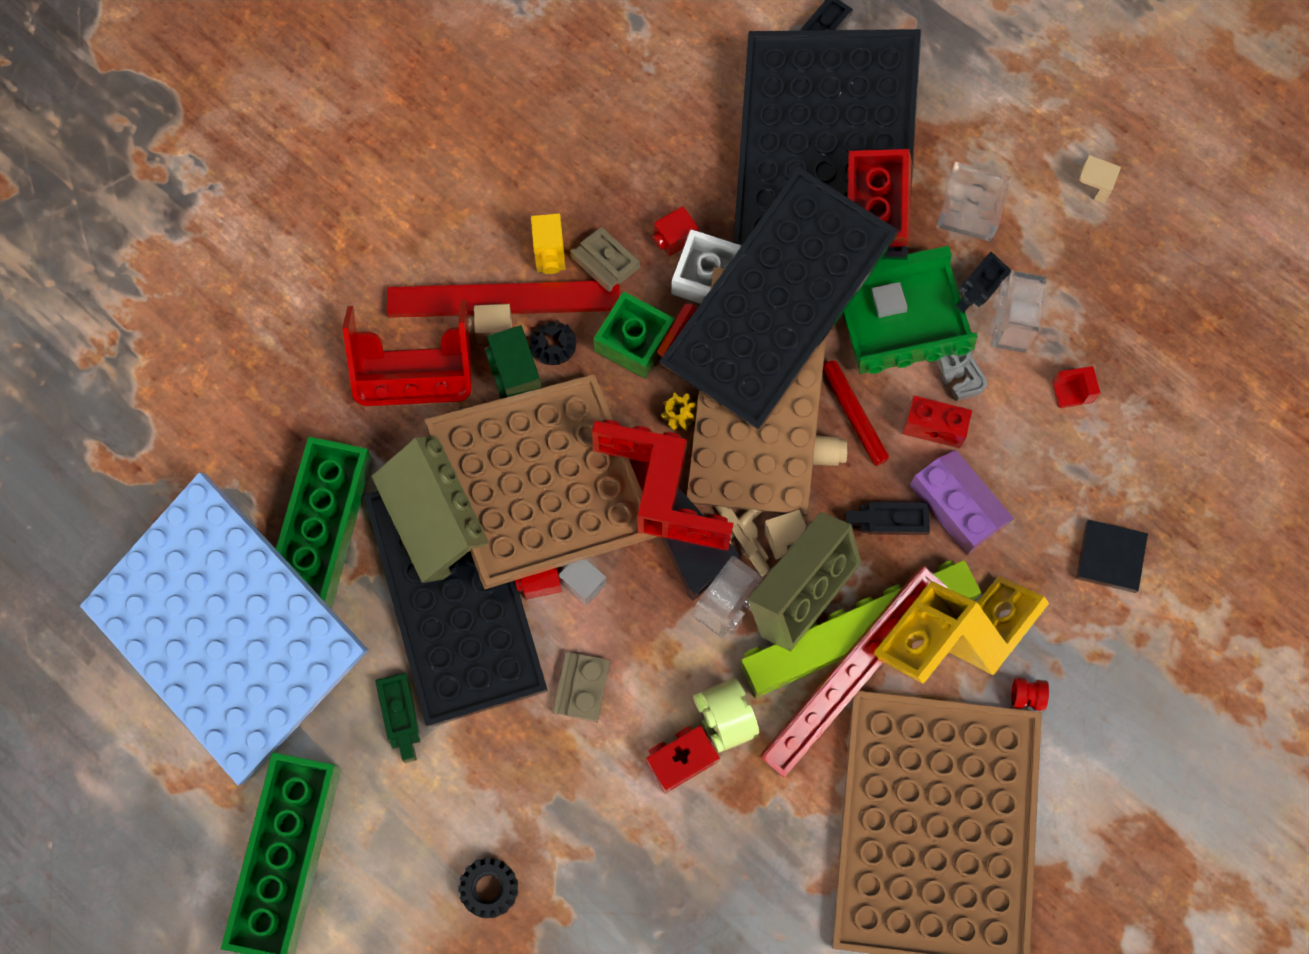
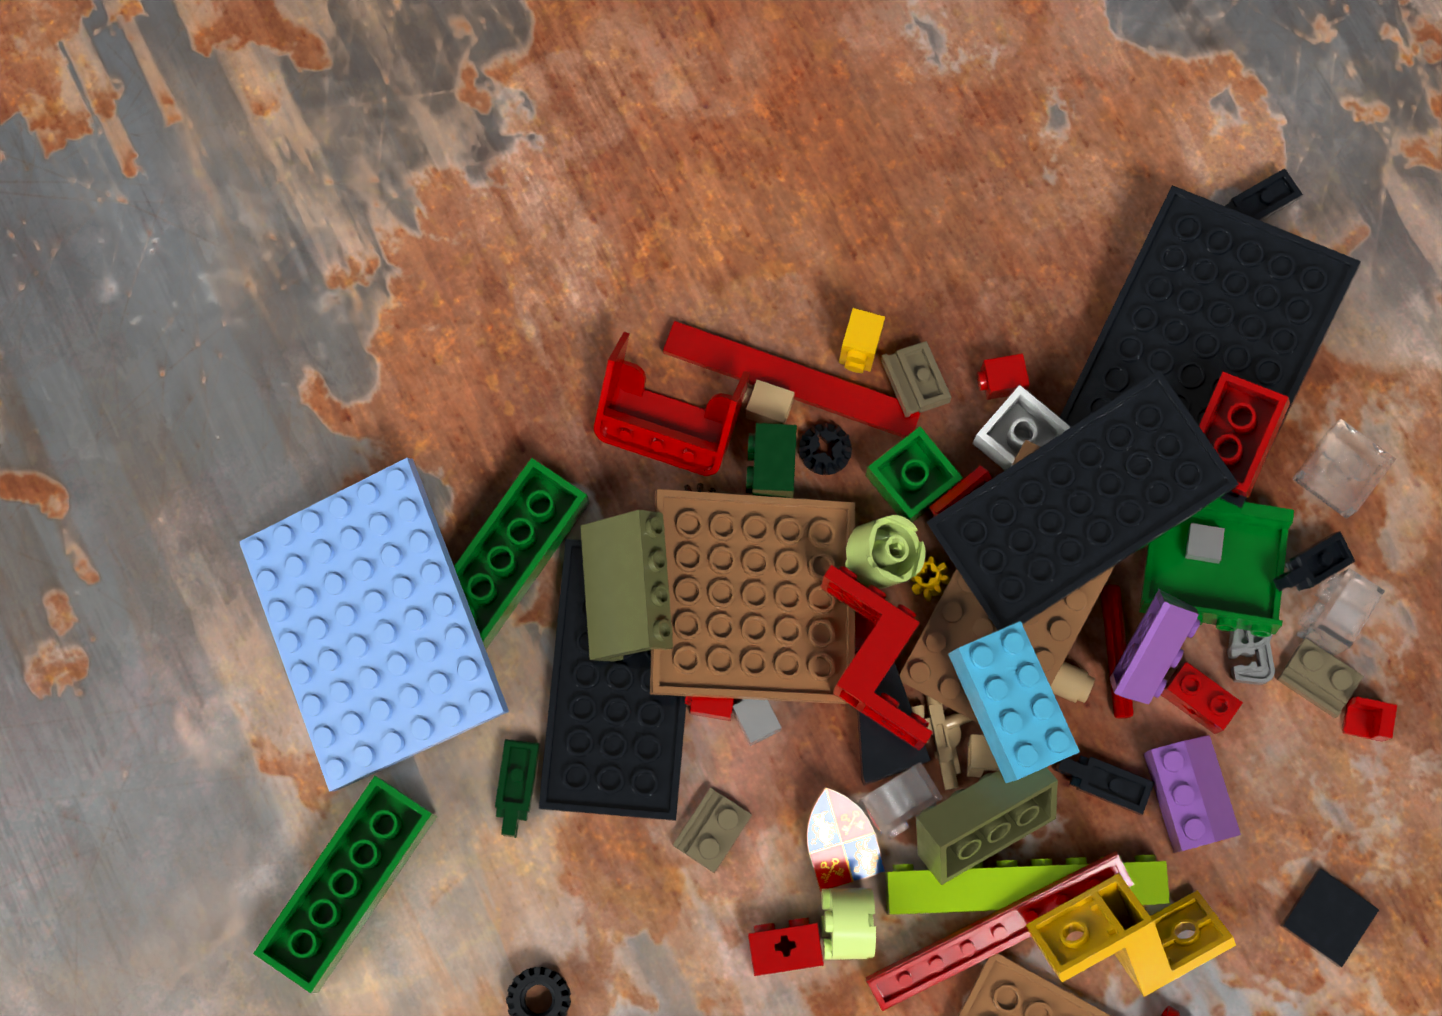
camera: 25 degrees right, 5 degrees up
(636, 399) = (885, 552): none -> yellowish green brick
(693, 651) = (841, 841): none -> shield
(789, 474) = (1013, 702): none -> medium azure brick
(884, 391) = (1154, 648): none -> medium lavender slope
(1023, 371) = (1320, 678): none -> dark tan plate

